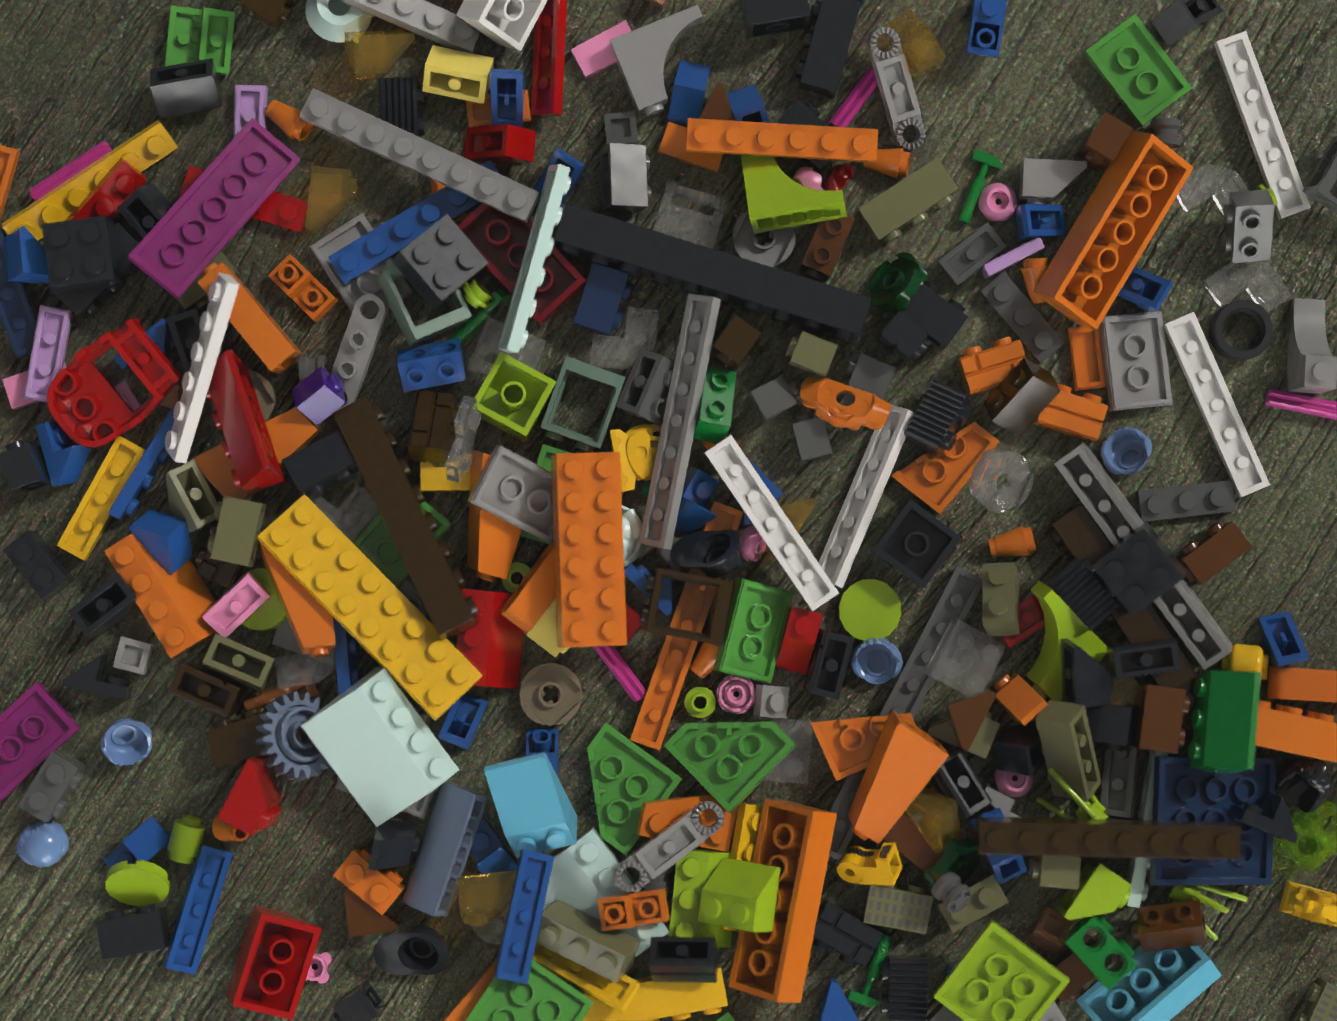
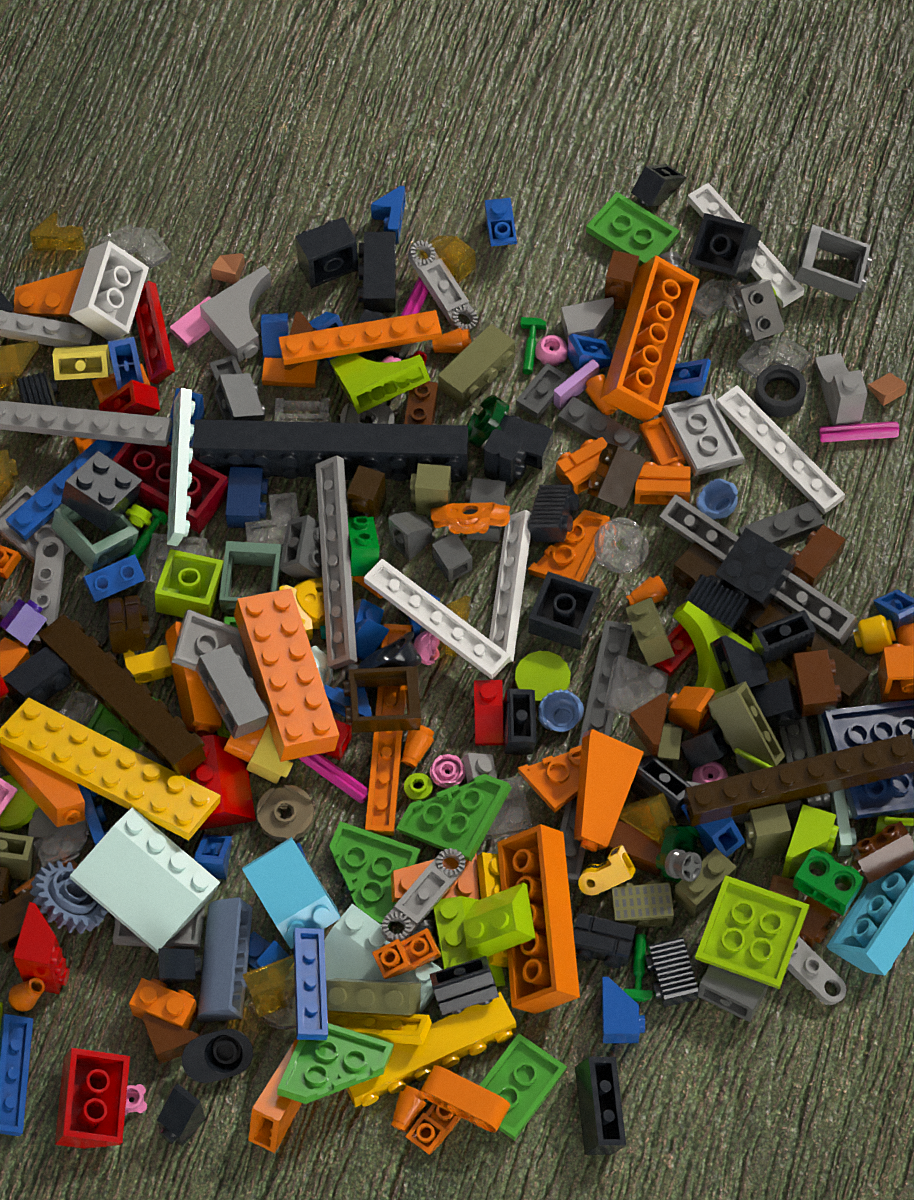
camera: 15 degrees left, 25 degrees down
(465, 426) = (155, 633): clear plate -> none
(525, 559) = (232, 691): none -> brick
(753, 630) = (447, 713): bright green tile -> none
(1224, 721) = (869, 666): green slope -> none
(1236, 133) = (725, 247): none -> black brick

